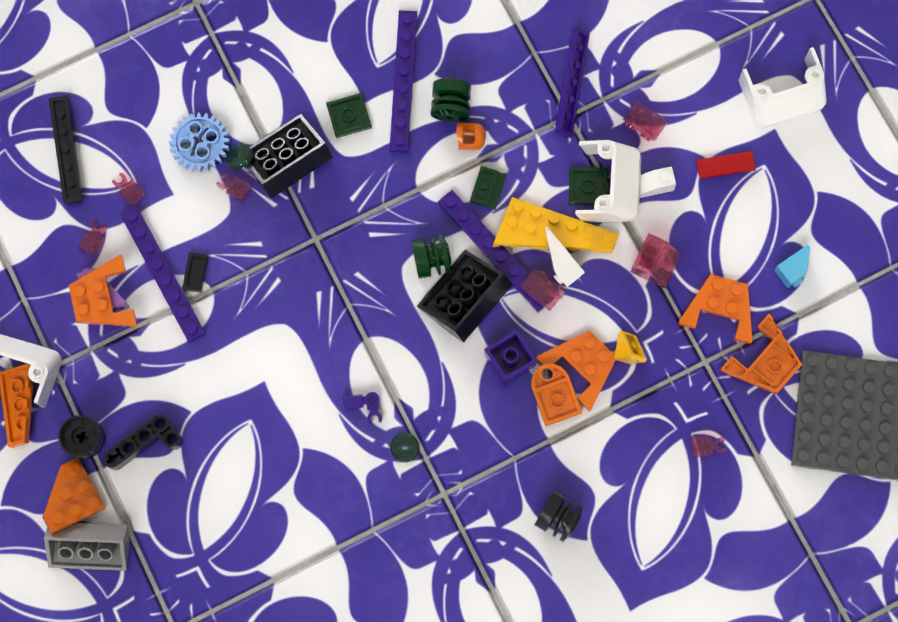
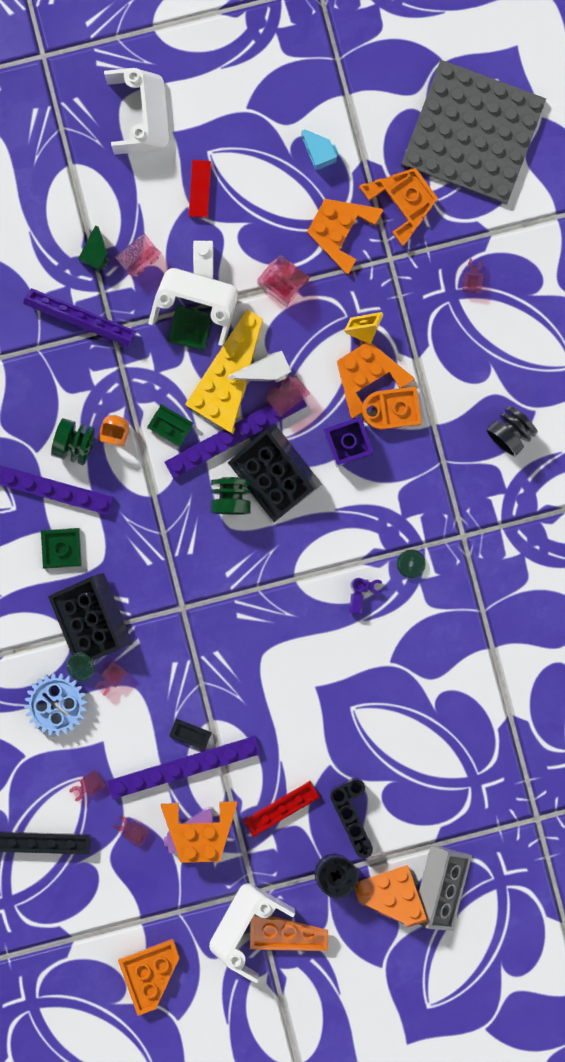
camera: 85 degrees left, 10 degrees up
(139, 374) = (281, 808): none -> red tile
(639, 81) = (94, 252): none -> dark green slope

